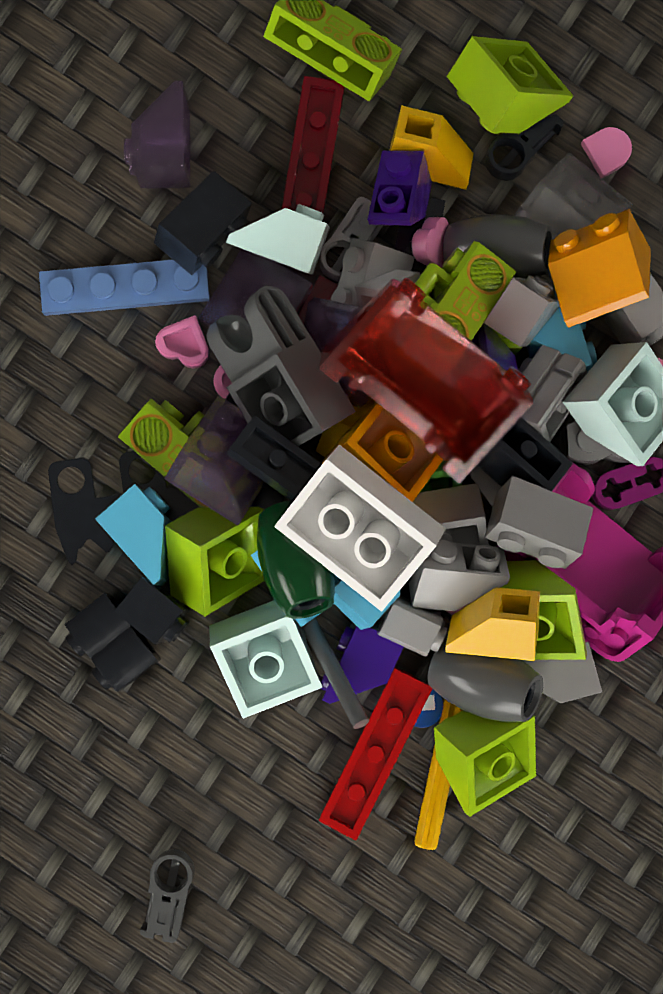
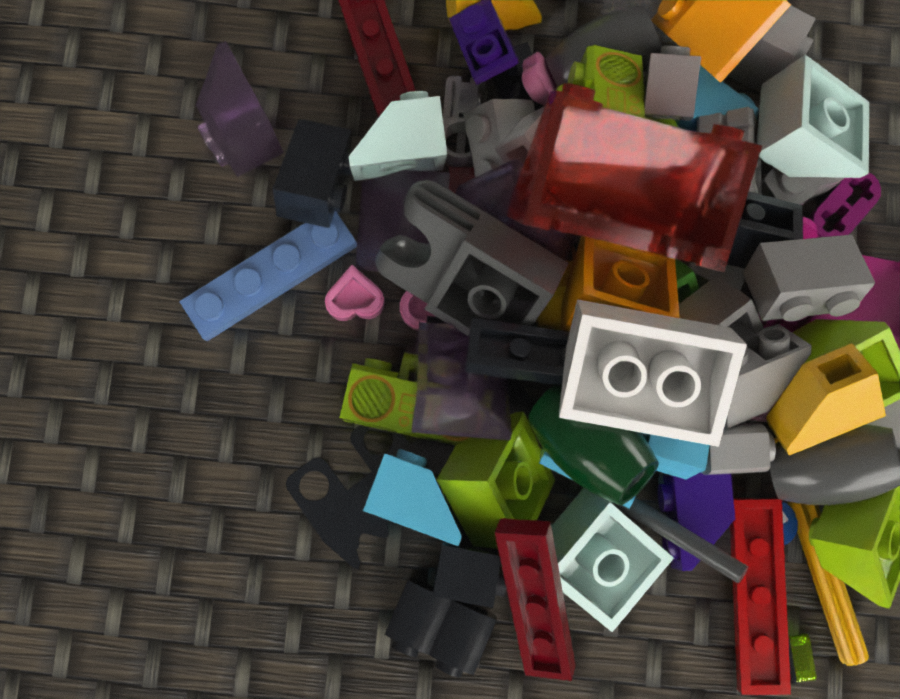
camera: 25 degrees left, 5 degrees down
(193, 658) = (536, 597): none -> dark red plate
(381, 820) = (801, 659): none -> clear neon green piece

